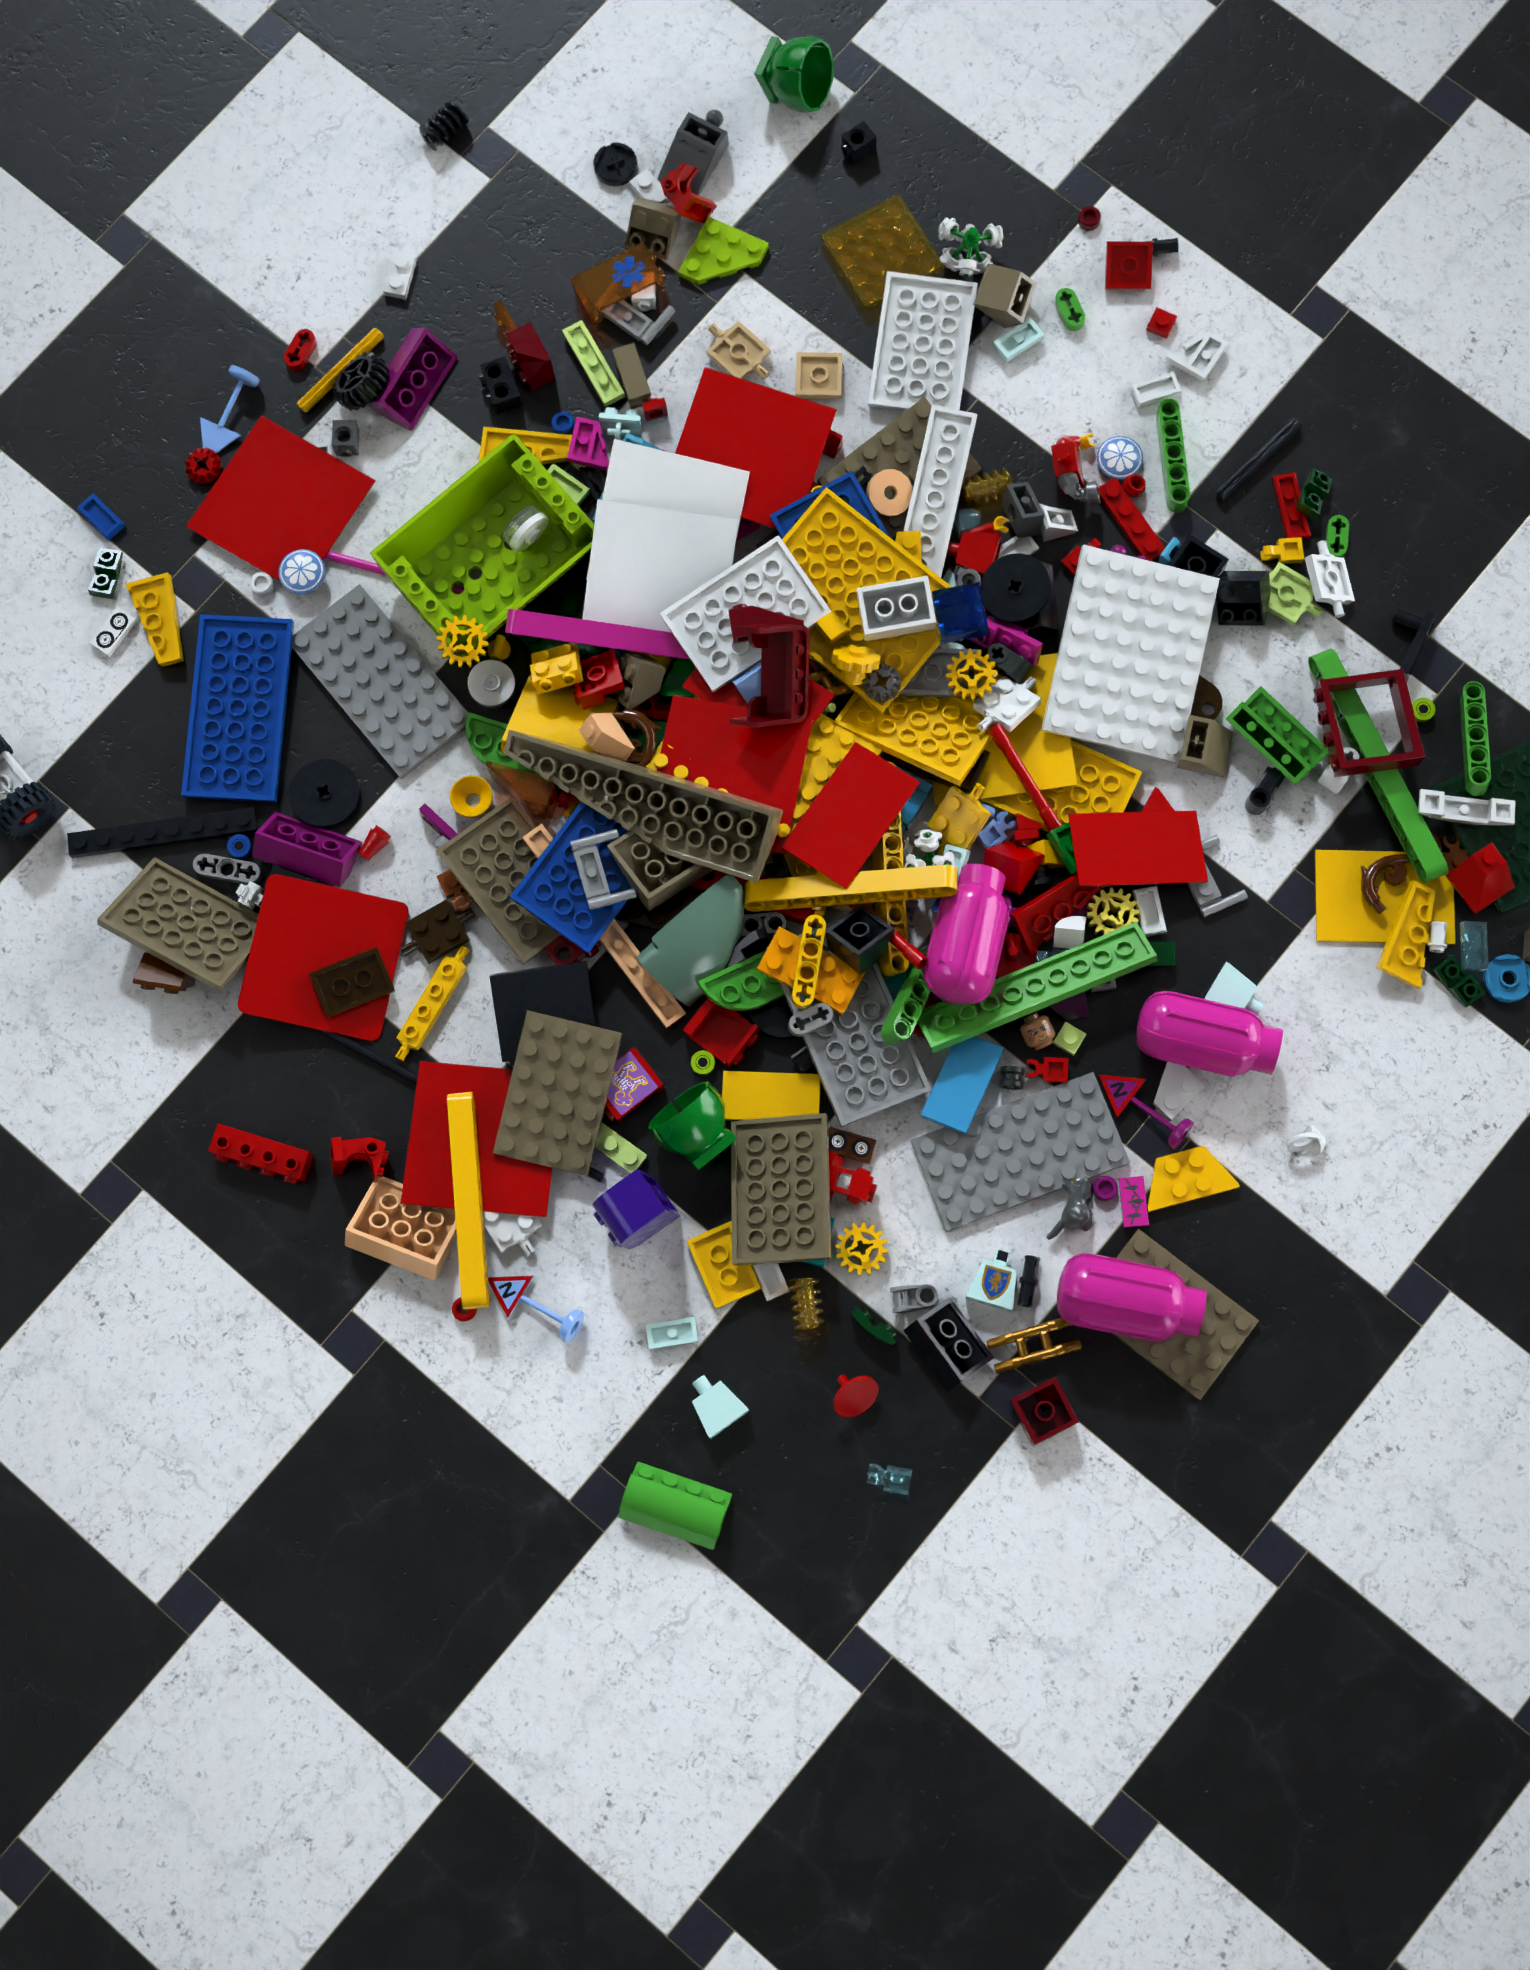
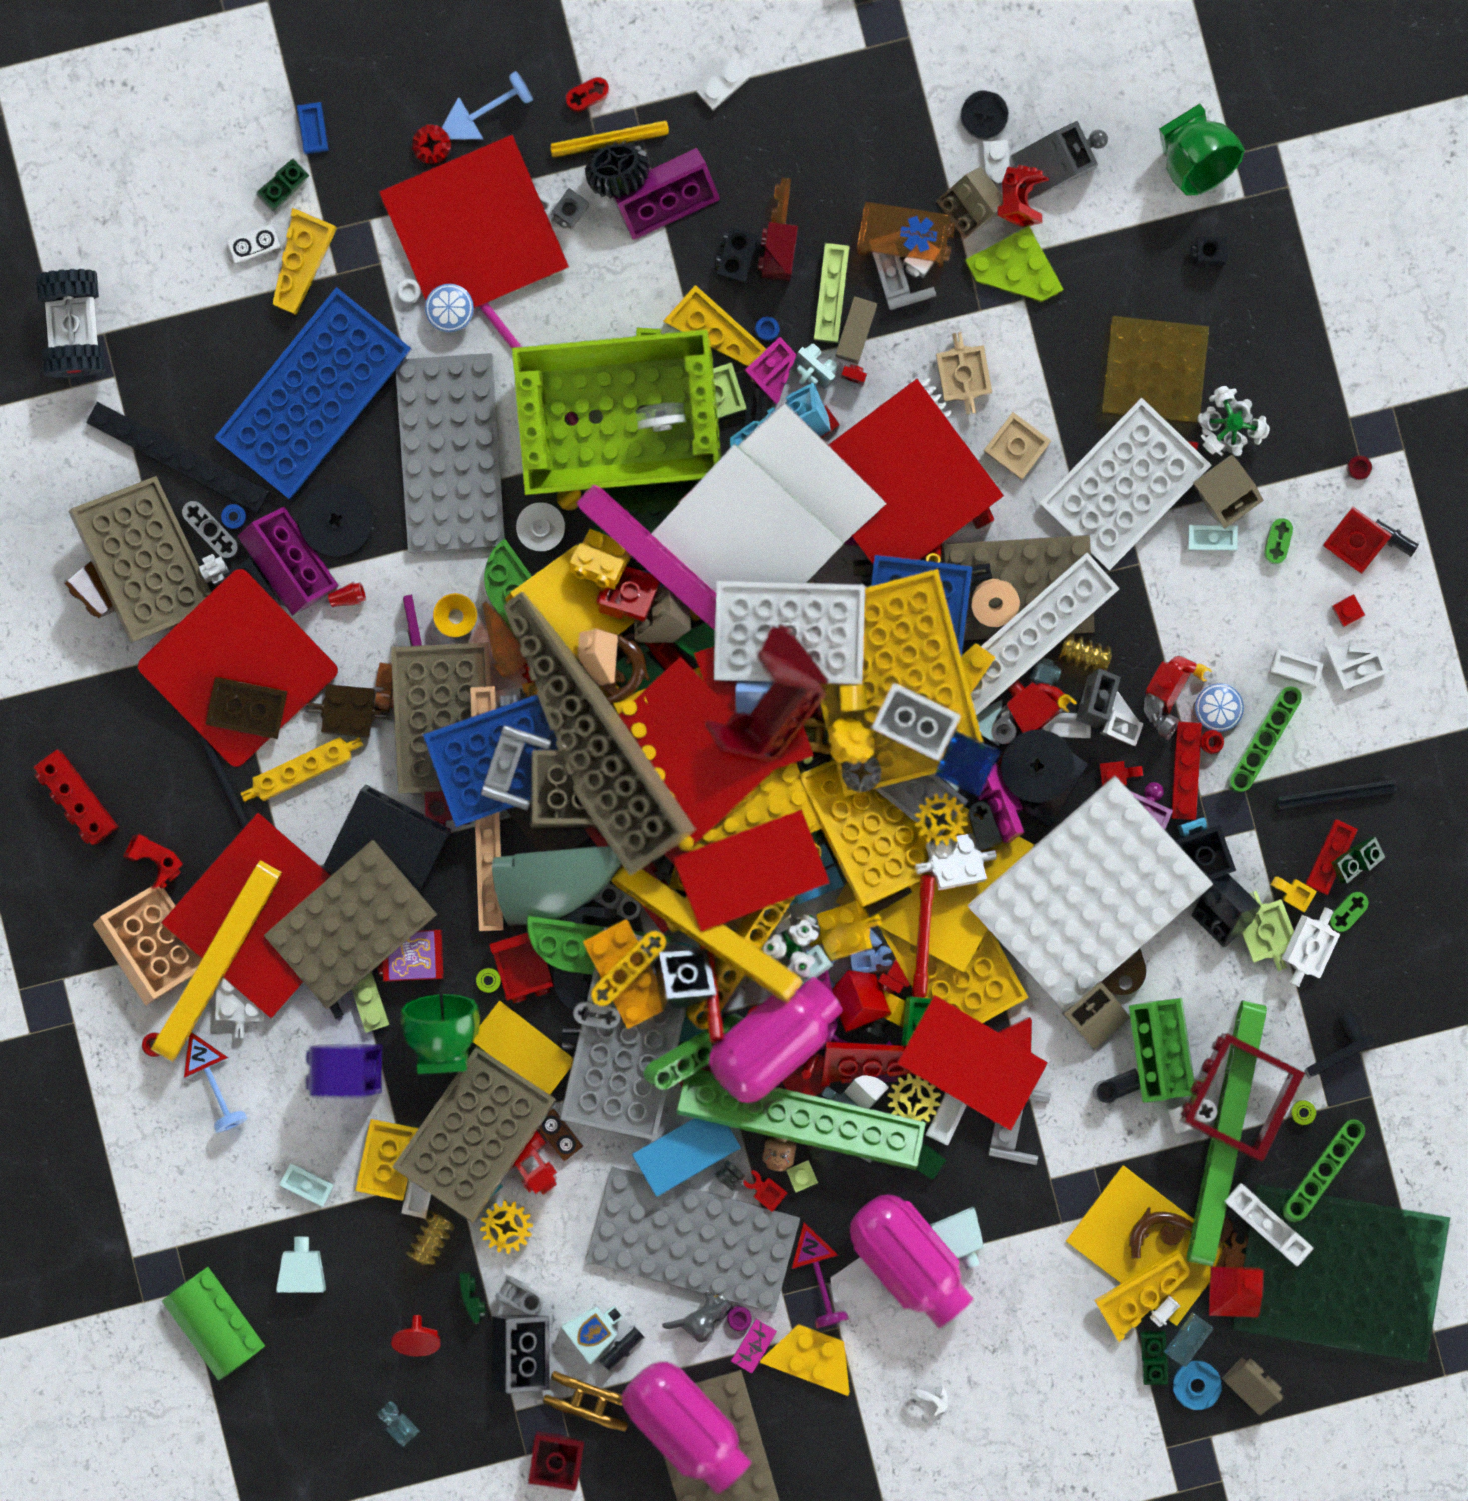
camera: 25 degrees right, 10 degrees up
(454, 648) = (549, 484): yellow gear -> none

